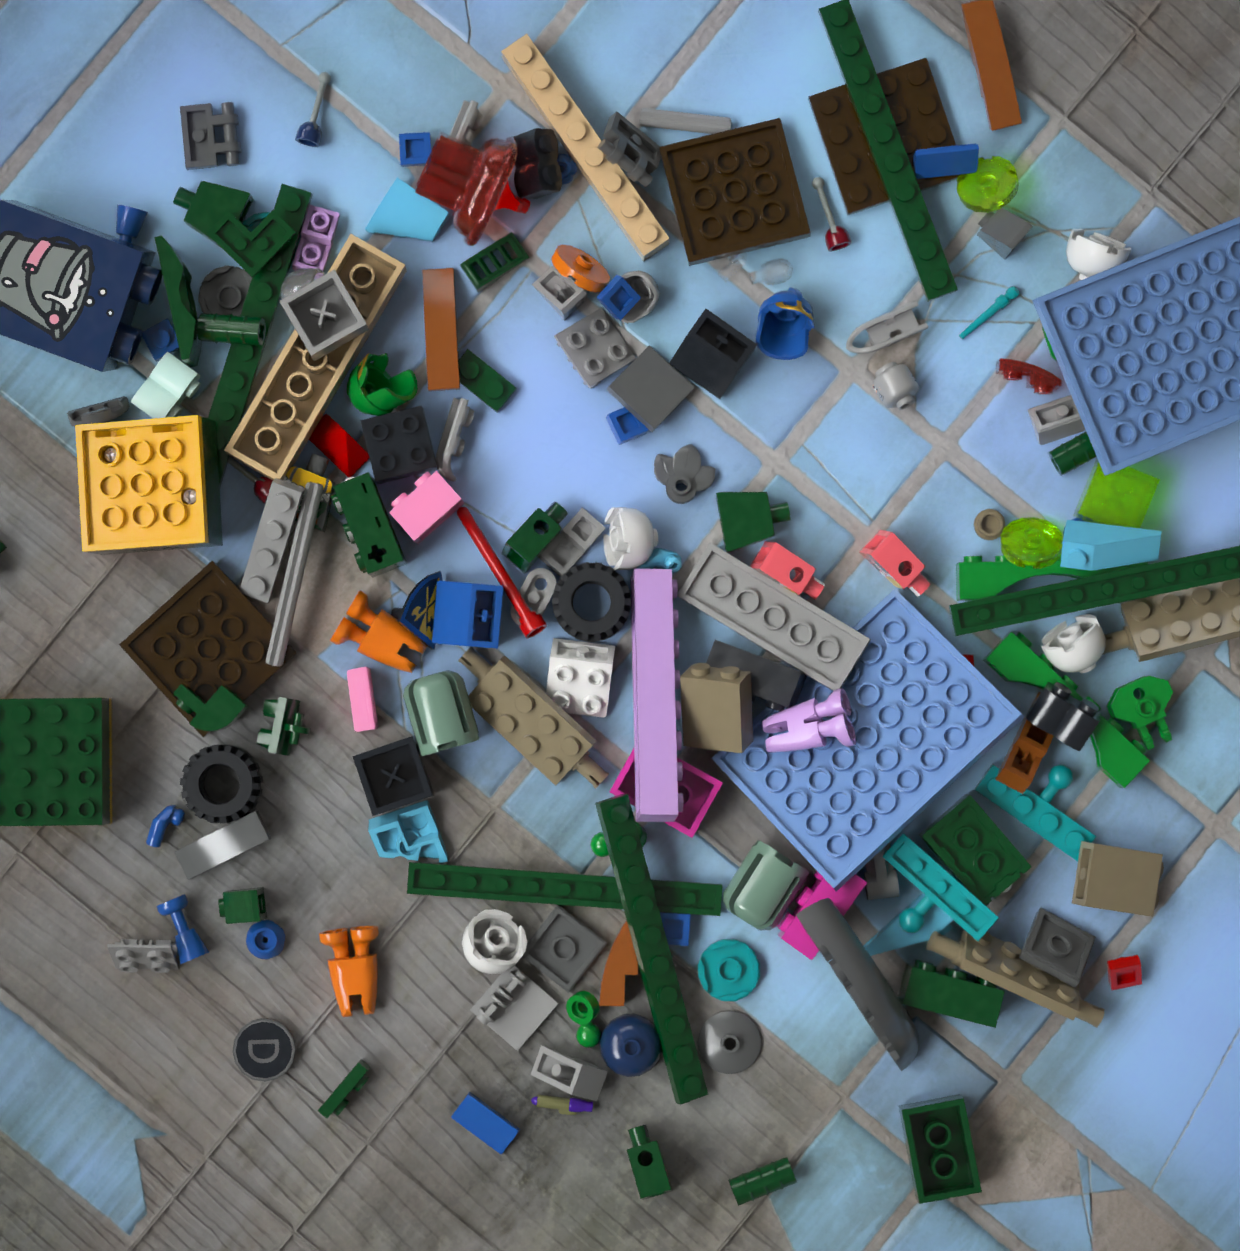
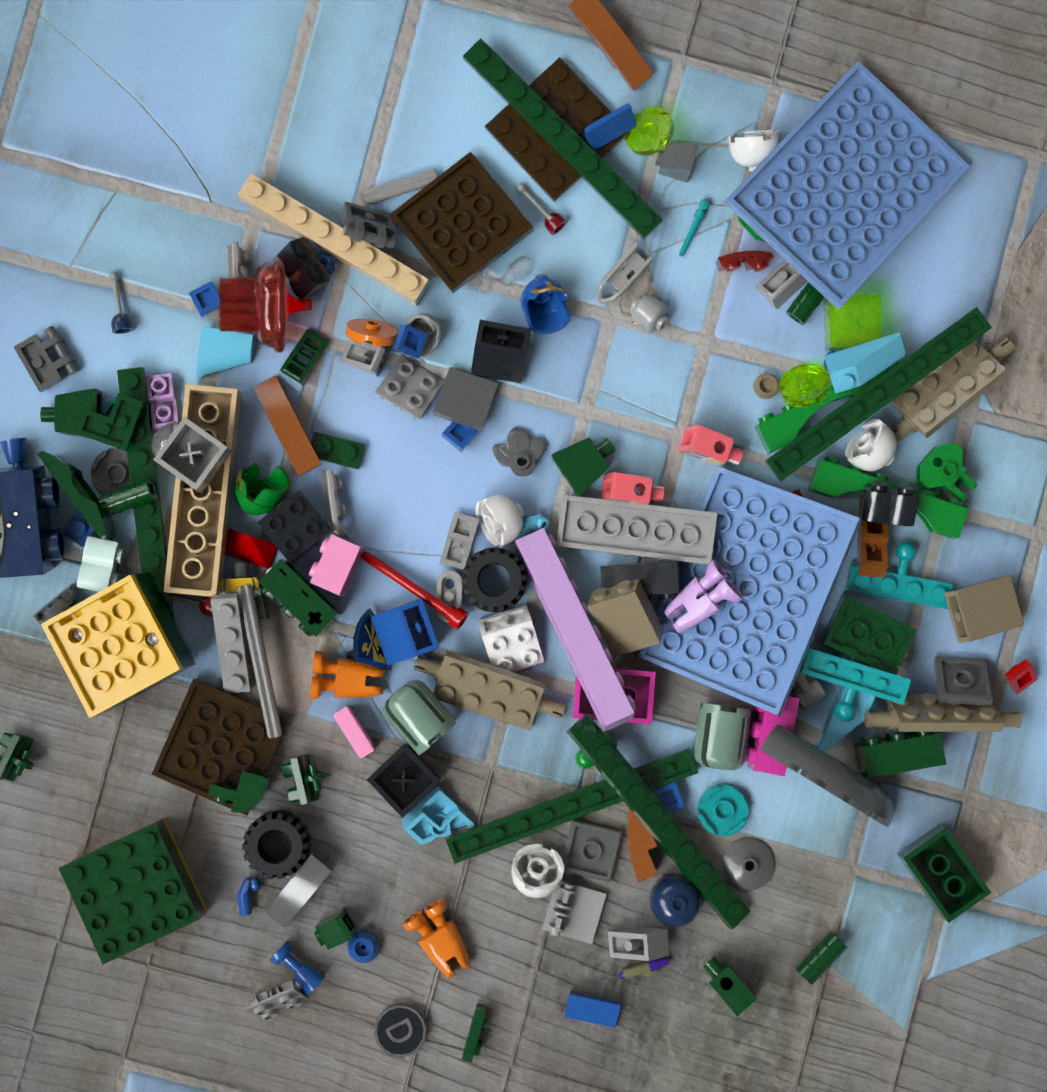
camera: 25 degrees left, 0 degrees up
(526, 544) = (426, 559): dark green torso -> none
(583, 1009) = (627, 890): green plate -> none

